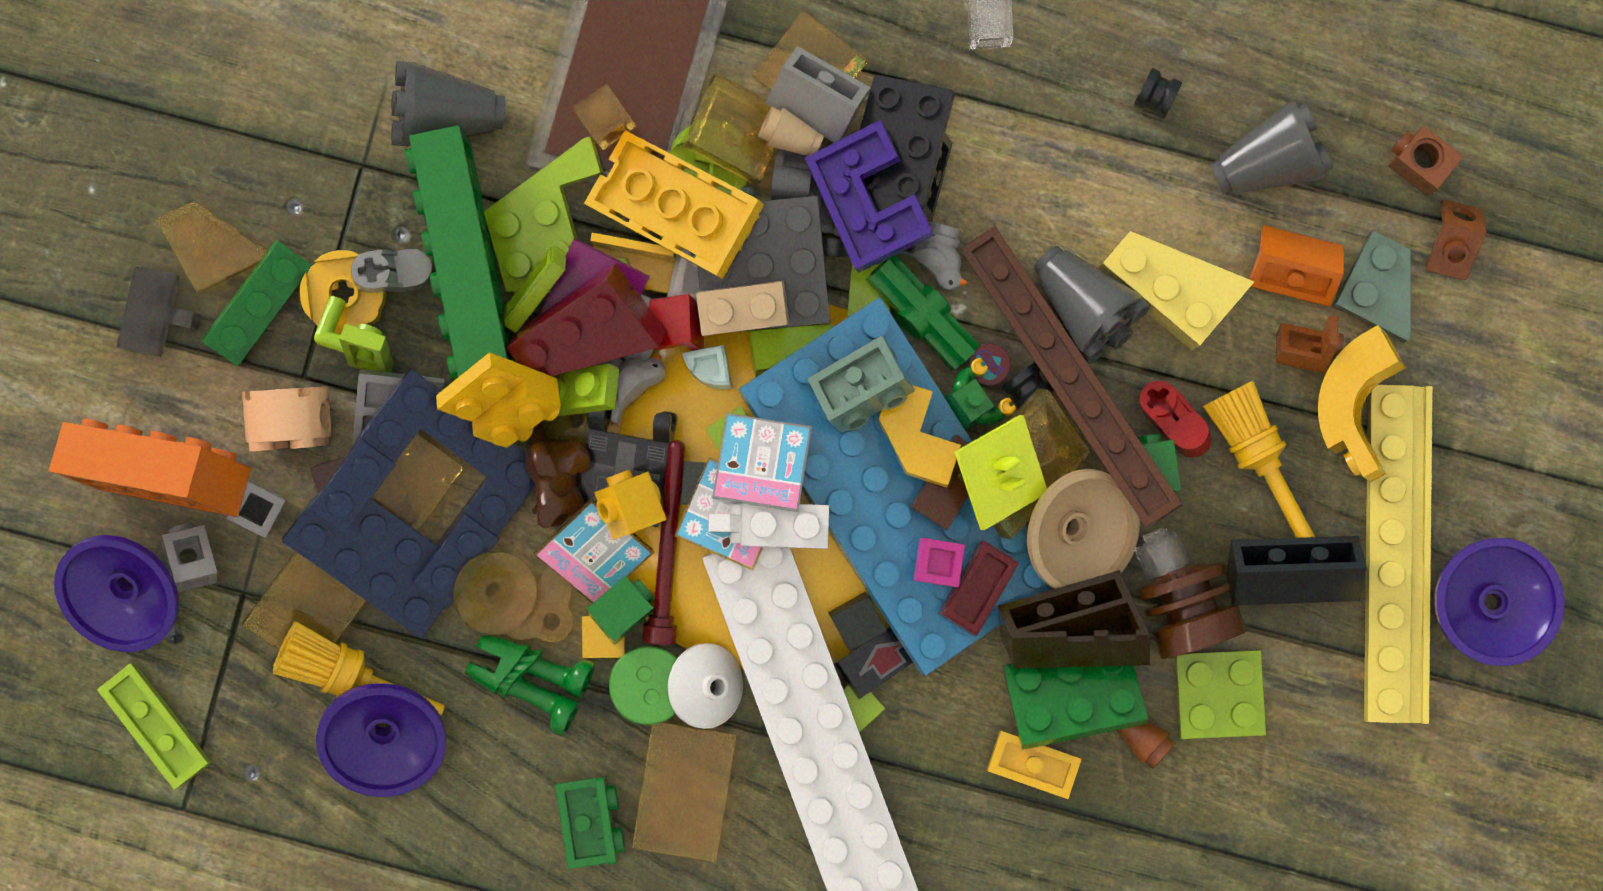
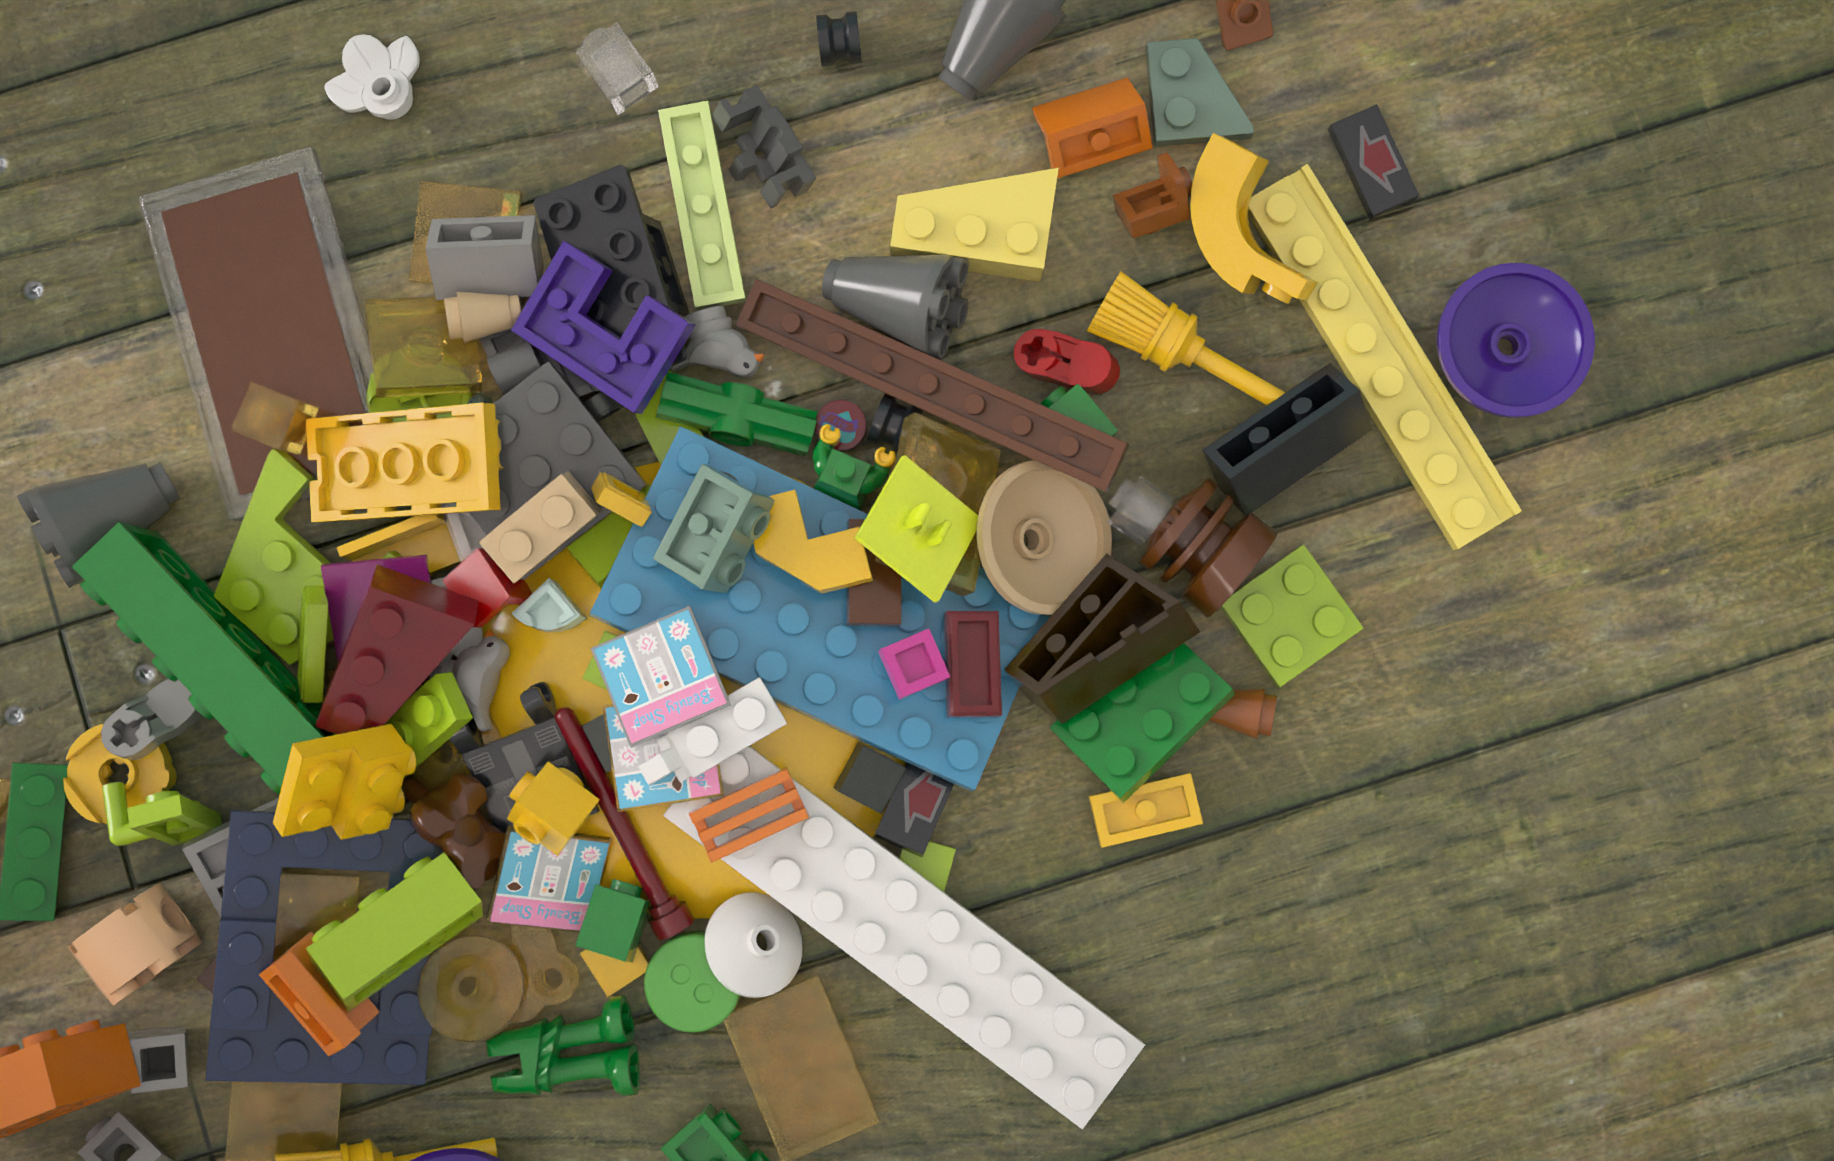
camera: 30 degrees left, 0 degrees up
(394, 532) = (313, 1001): none -> orange panel
(472, 520) = (394, 930): none -> lime brick
(798, 600) = (708, 834): none -> orange tile
(809, 322) = (621, 498): none -> yellow tile
(989, 151) = (702, 205): none -> yellowish green plate
(1068, 135) = (774, 137): none -> dark grey piece
(1479, 413) = (1373, 162): none -> black tile

